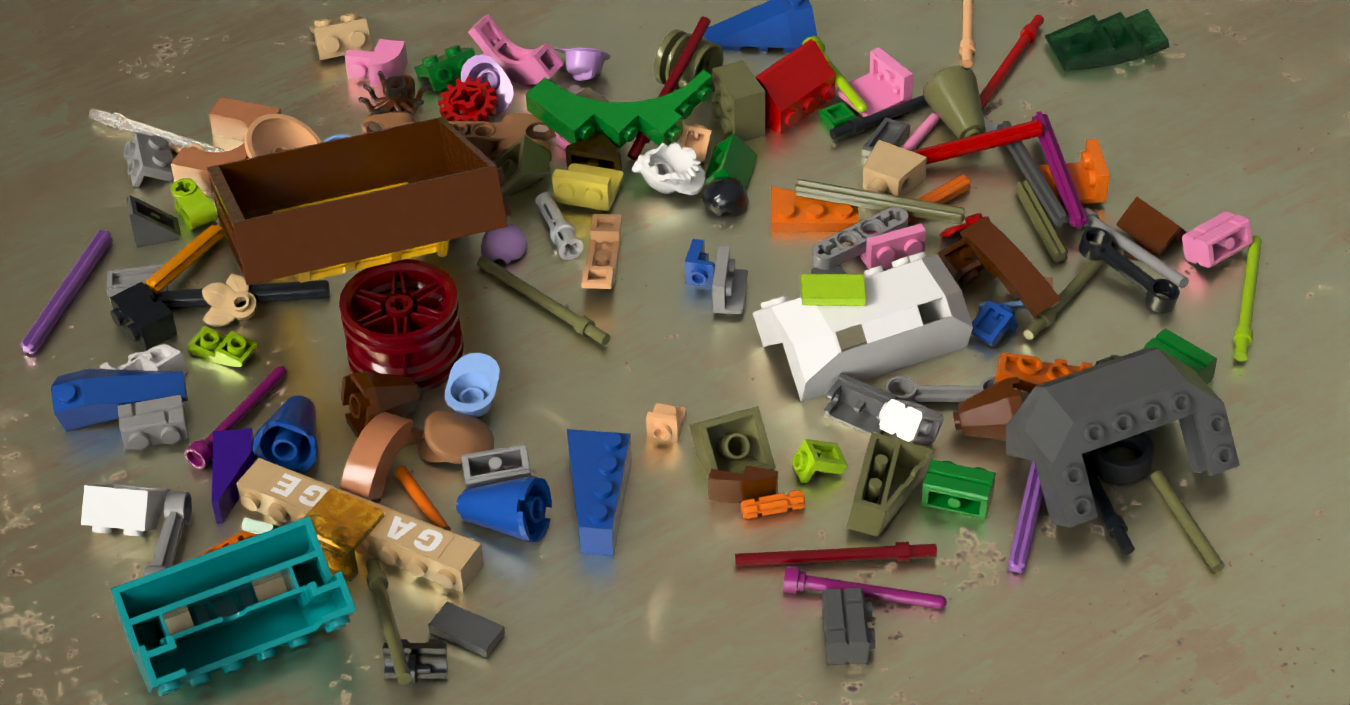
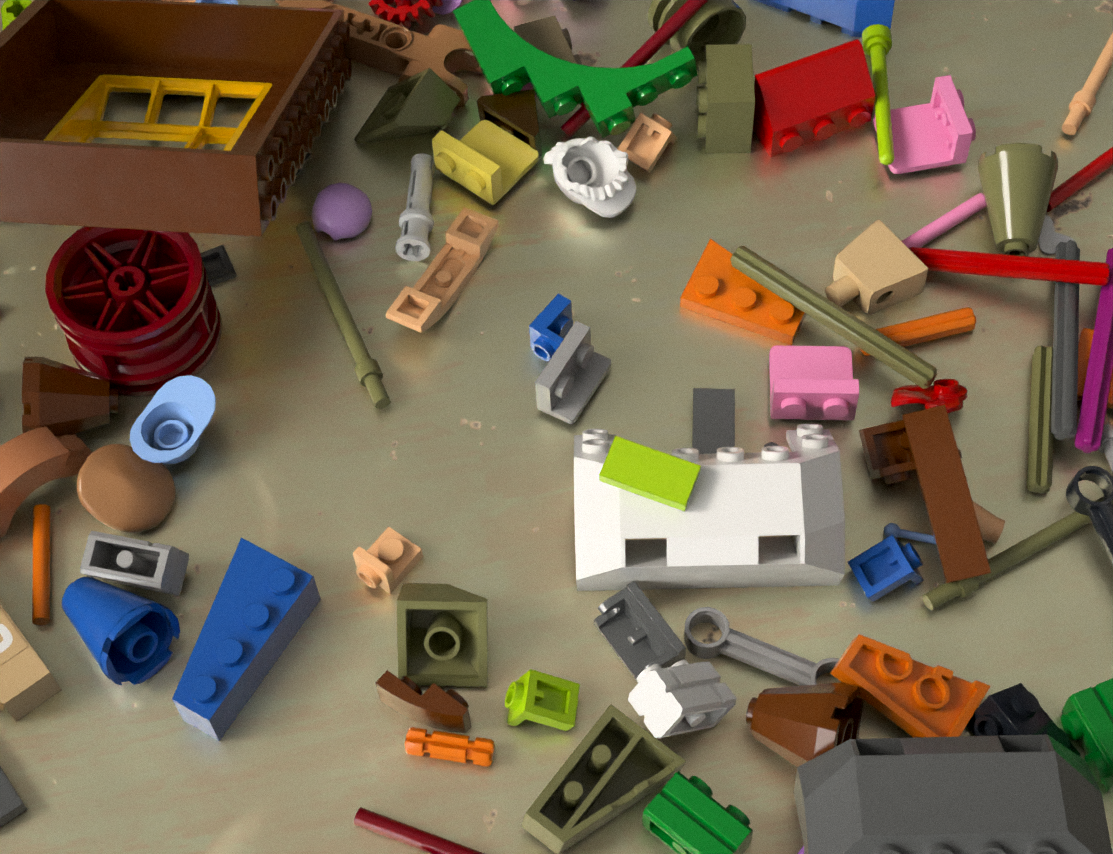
camera: 25 degrees right, 15 degrees up
(725, 195) = (645, 235): black hair -> none
(731, 159) = (679, 187): green panel -> none
(832, 252) = (775, 358): light grey beam -> none
(836, 115) = (856, 156): green tile -> none
(857, 125) = (872, 178): black bar -> none
(888, 131) = (903, 210): dark grey tile -> none

